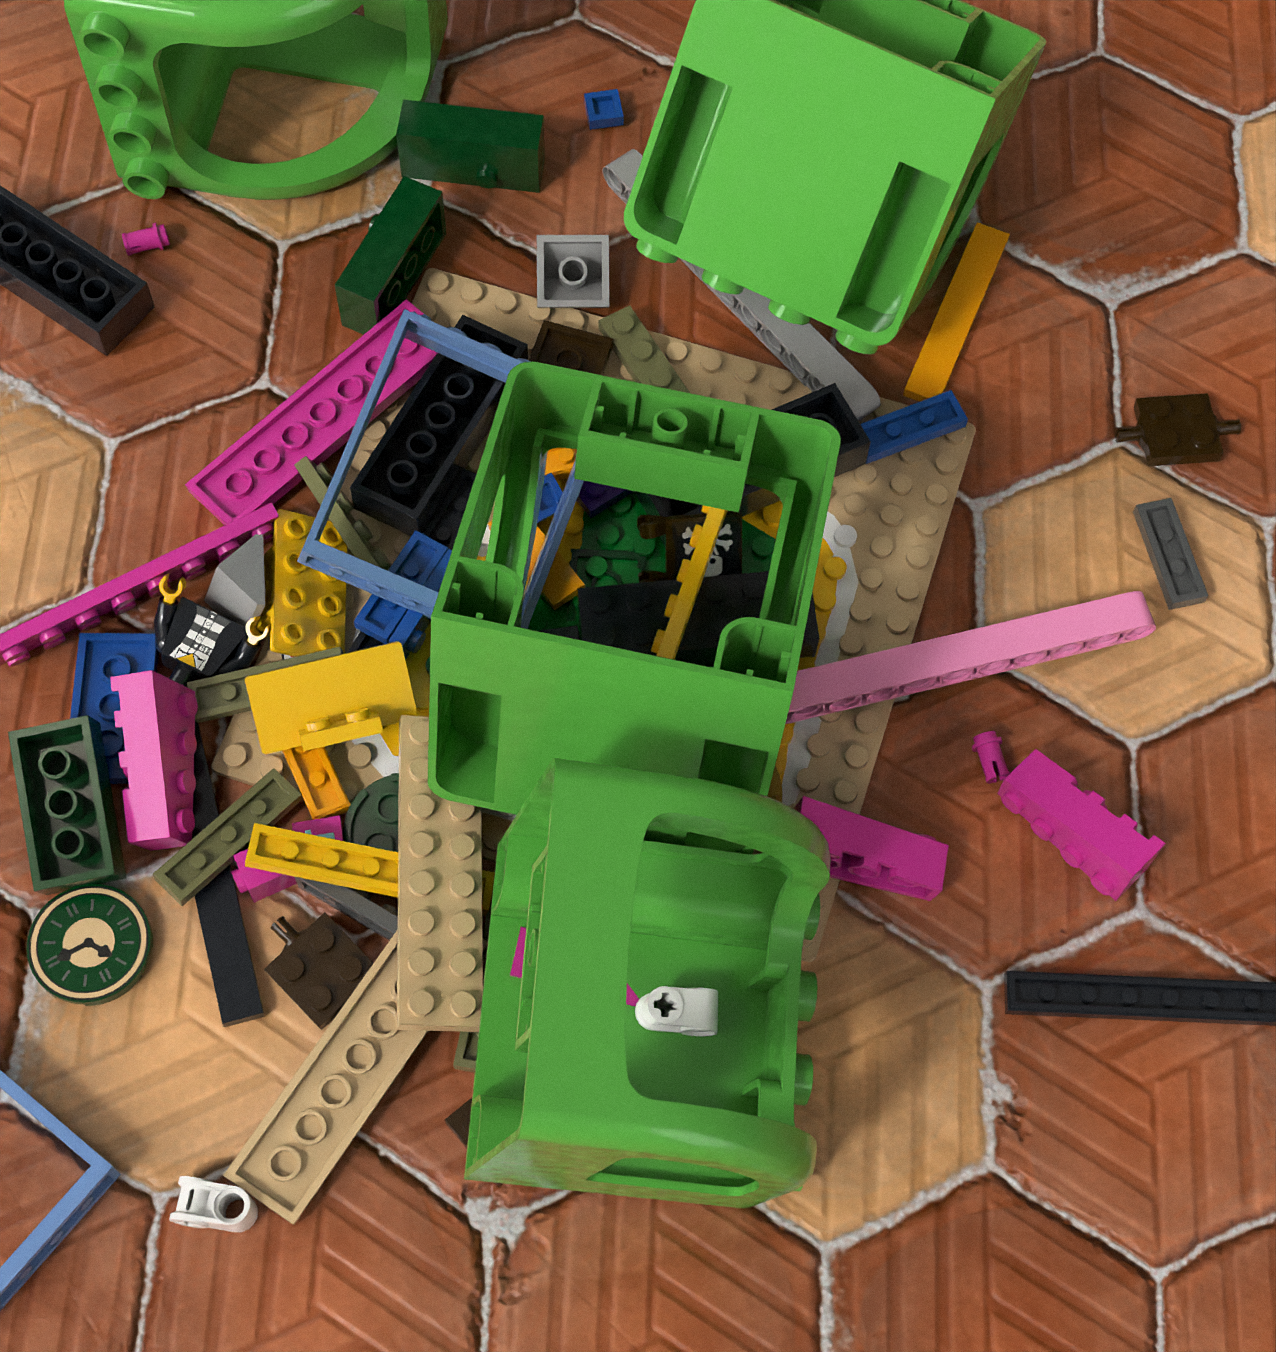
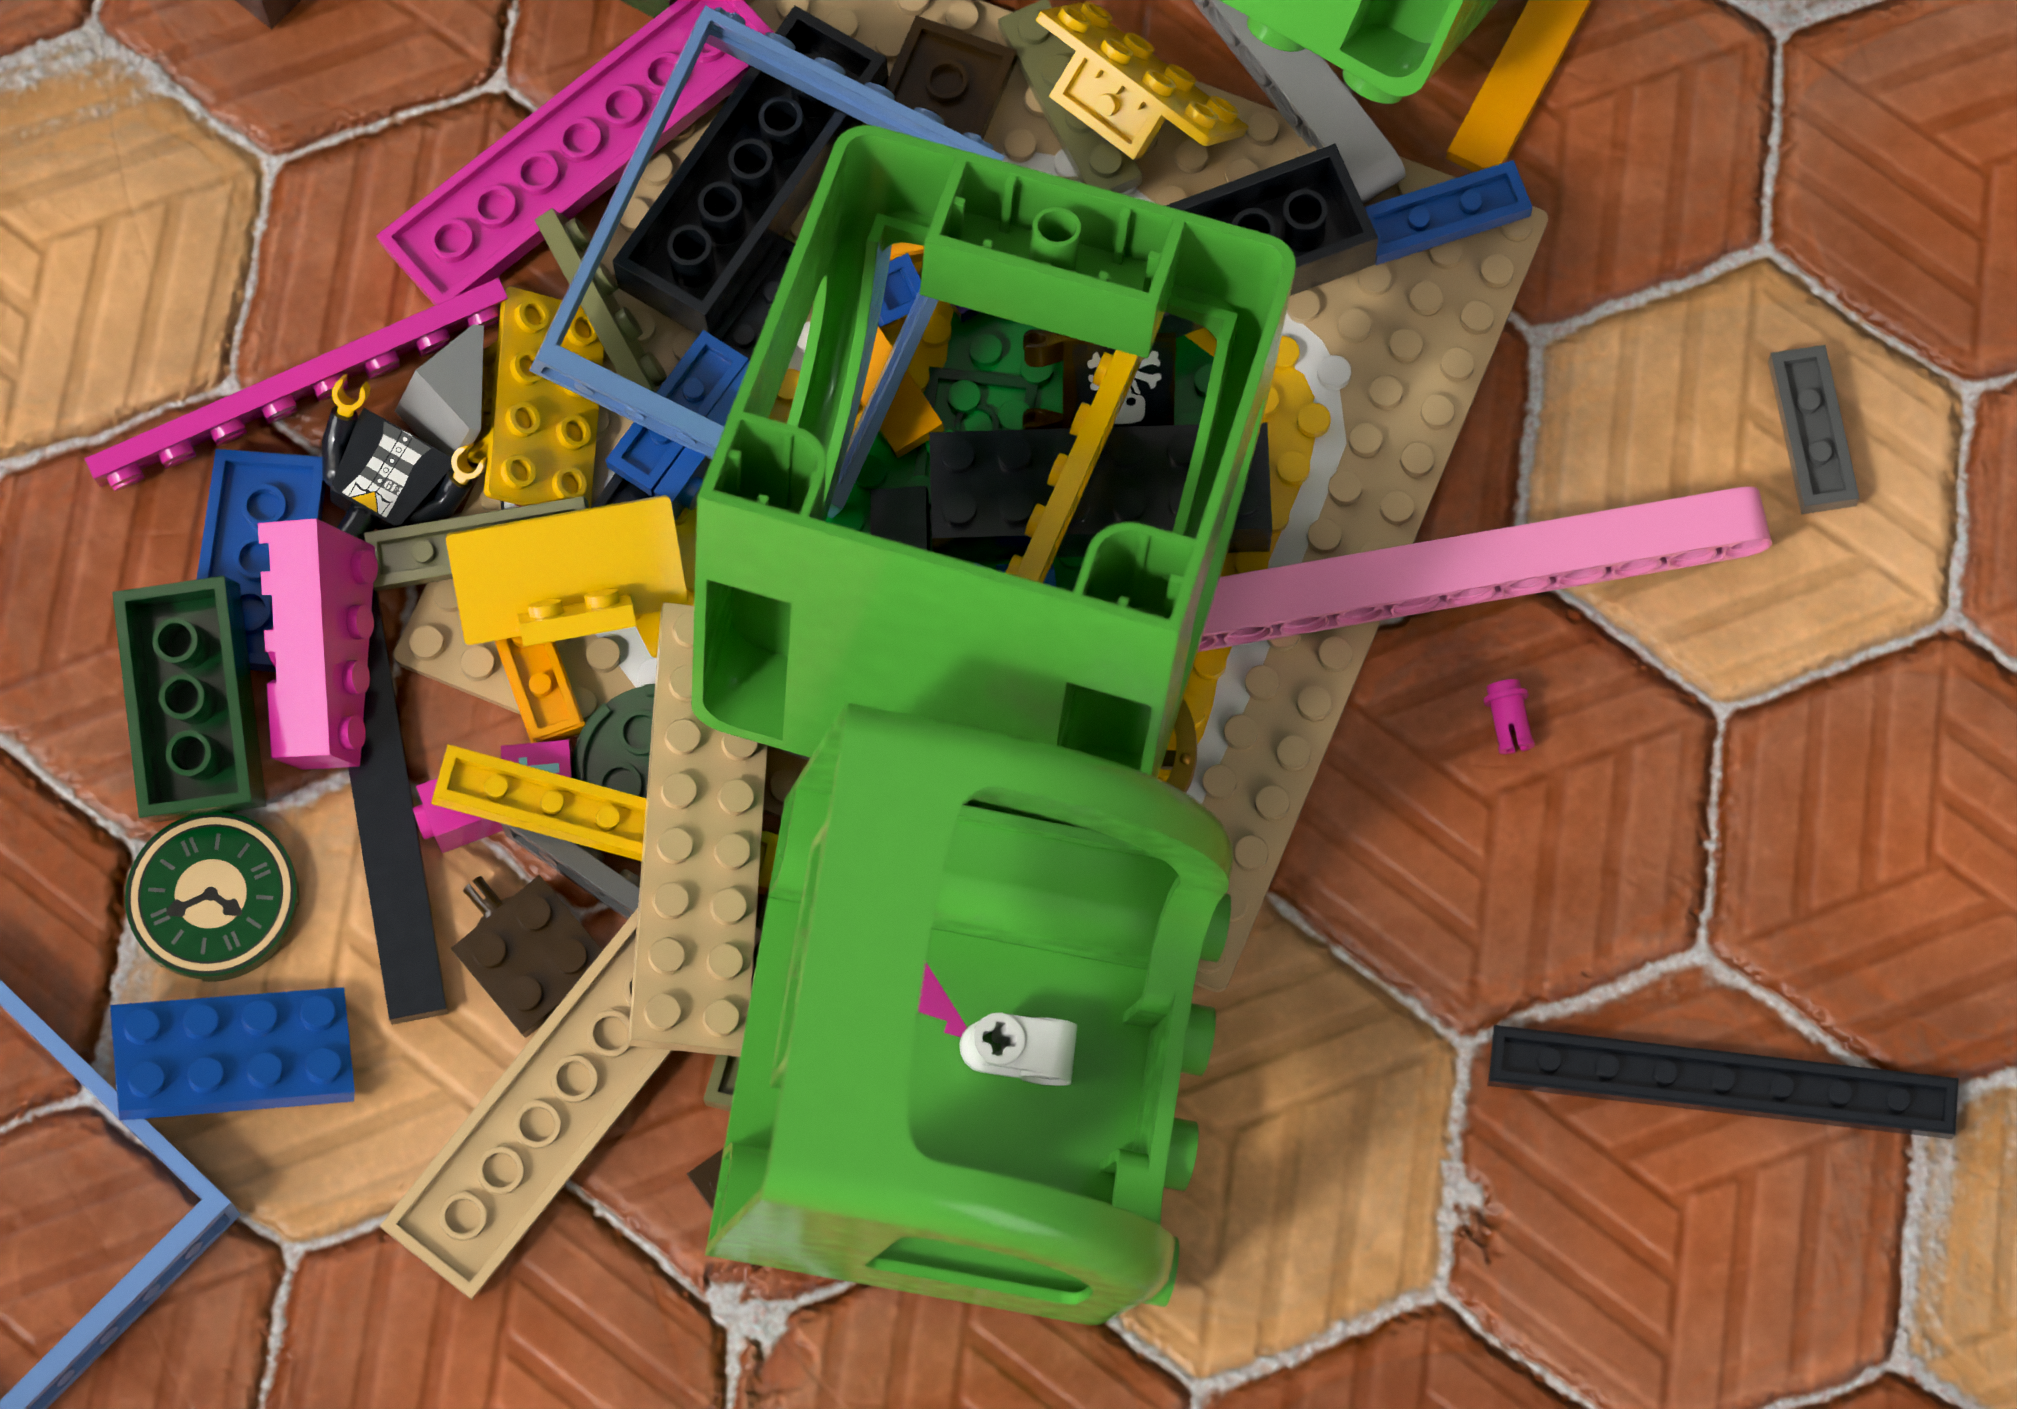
camera: 10 degrees right, 5 degrees up
(108, 1057) = (231, 1053): none -> blue plate
(205, 1205) = (353, 1263): white piece -> none
(226, 836) = (409, 758): olive plate -> none
(688, 360) = (1127, 90): none -> yellow bracket
(878, 853) = (1313, 841): dark pink wedge -> none
(1079, 824) = (1621, 824): dark pink wedge -> none
(1177, 430) = (1852, 238): dark brown plate -> none

